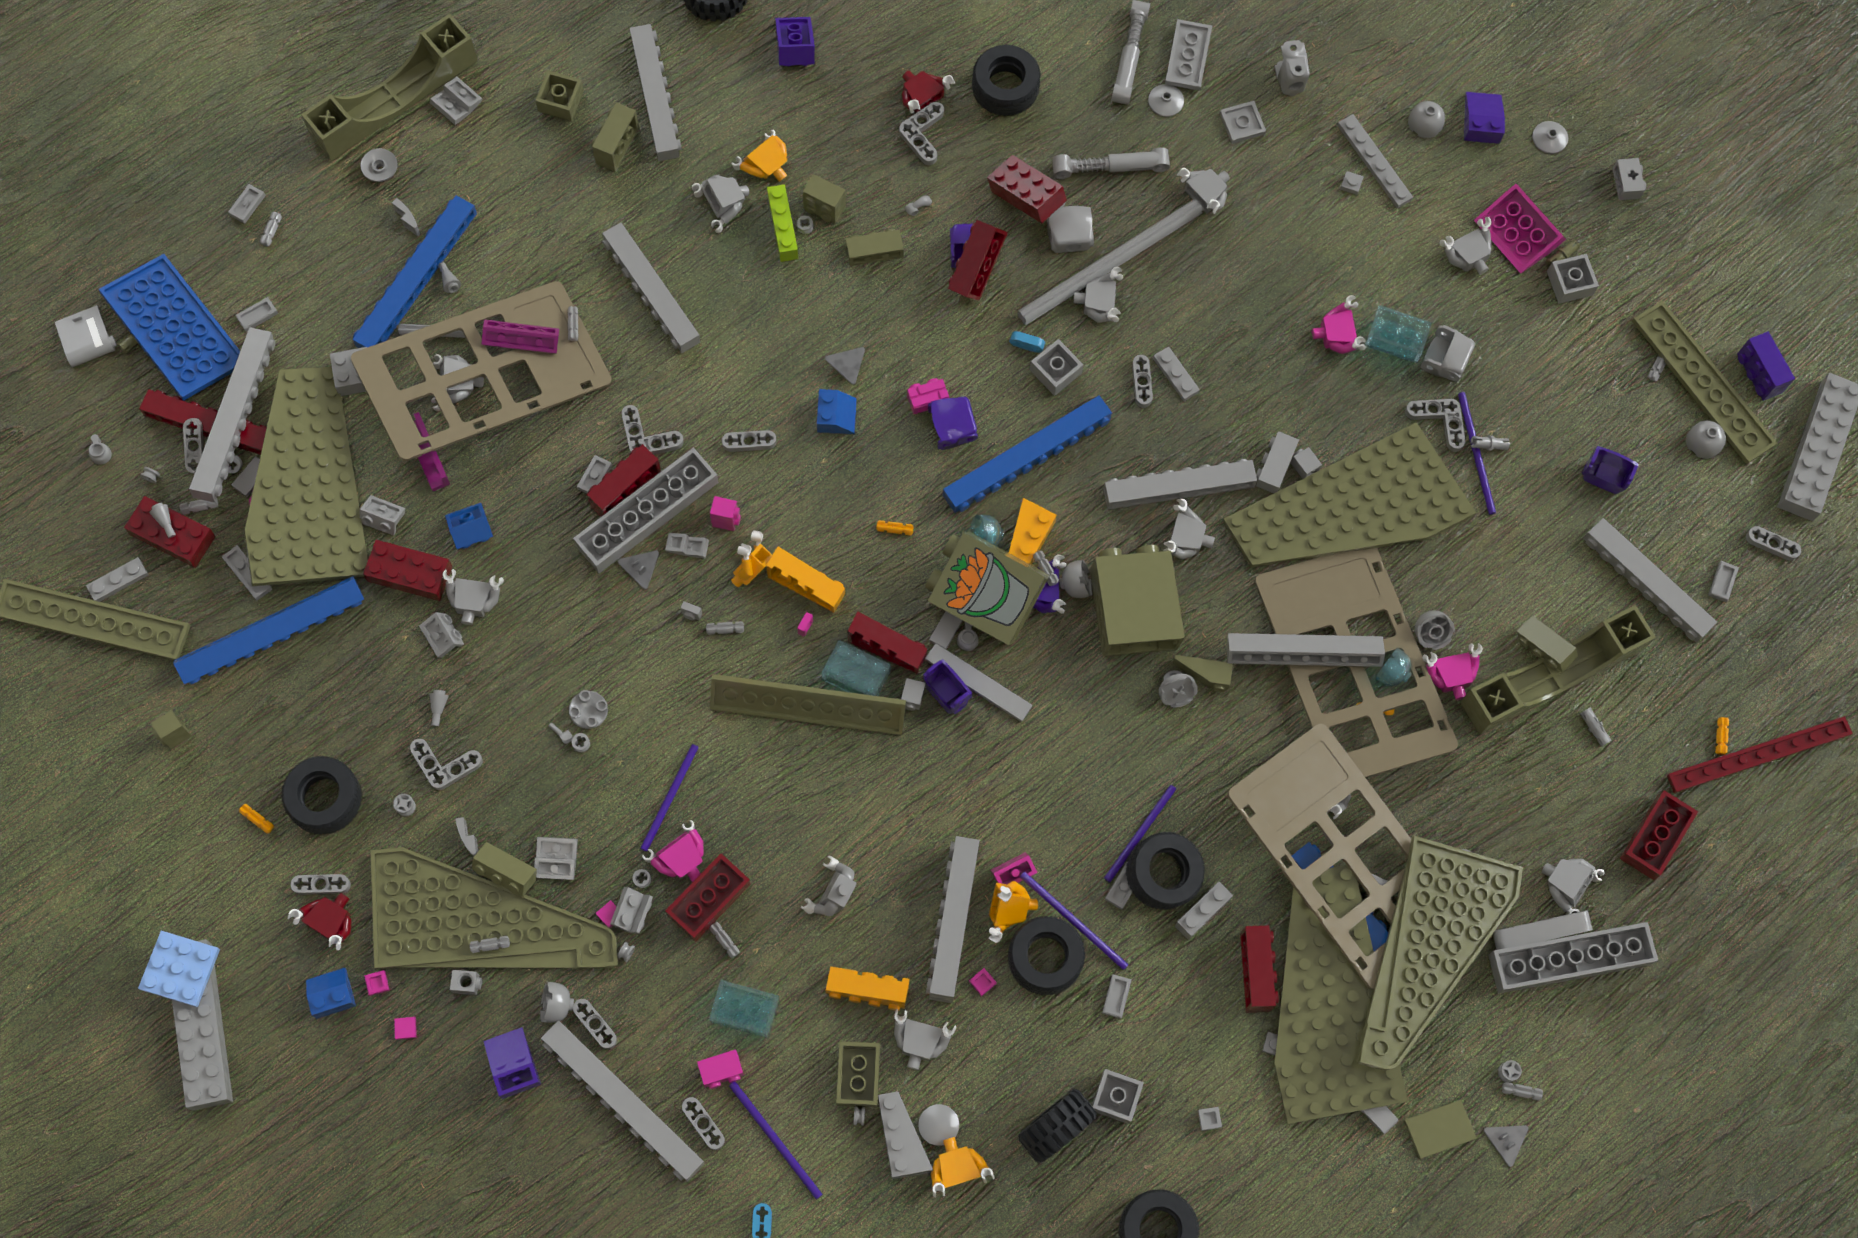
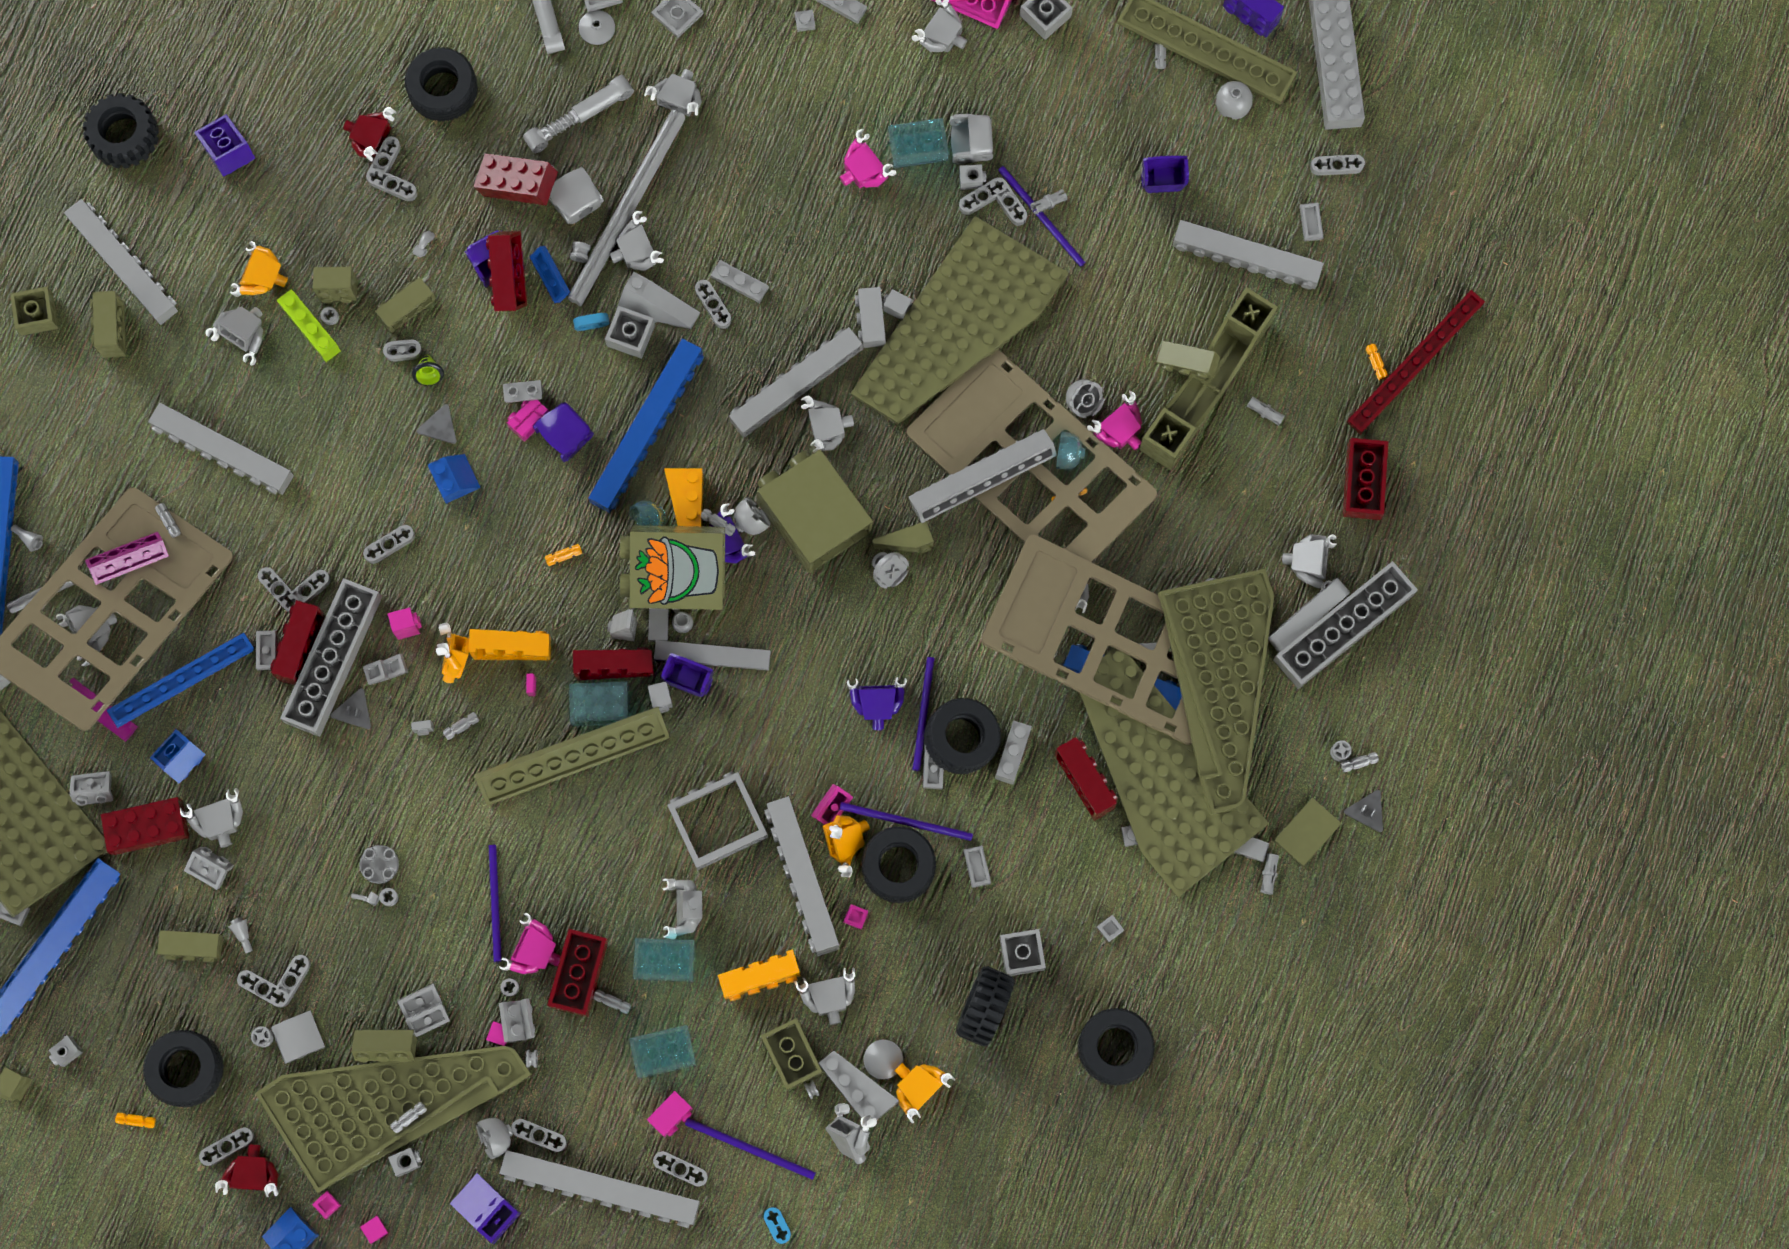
camera: 25 degrees left, 5 degrees up
(236, 730) = (71, 1048): none -> light grey brick
(387, 692) = (190, 945): none -> olive brick
(434, 821) = (297, 1037): none -> light grey slope
(469, 841) = (340, 1037): light grey slope -> none
(507, 462) = (180, 680): none -> blue plate
(790, 927) = (664, 960): none -> clear light blue brick
(851, 285) = (402, 348): none -> light grey plate
(862, 313) = (427, 372): none -> hat
(870, 1176) = (849, 1136): none -> light grey torso
(904, 860) = (731, 848): none -> light grey window
(914, 615) = (623, 626): none -> light grey slope
(936, 369) = (522, 391): none -> light grey bracket
(1013, 284) = (550, 274): none -> blue plate
(1049, 278) = (580, 252): none -> light grey wheel
(1092, 352) = (653, 301): none -> light grey wedge
(1104, 800) = (877, 701): none -> dark purple torso
(1384, 1149) = (1269, 874): none -> light grey pin
(1431, 380) = (967, 170): none -> light grey brick

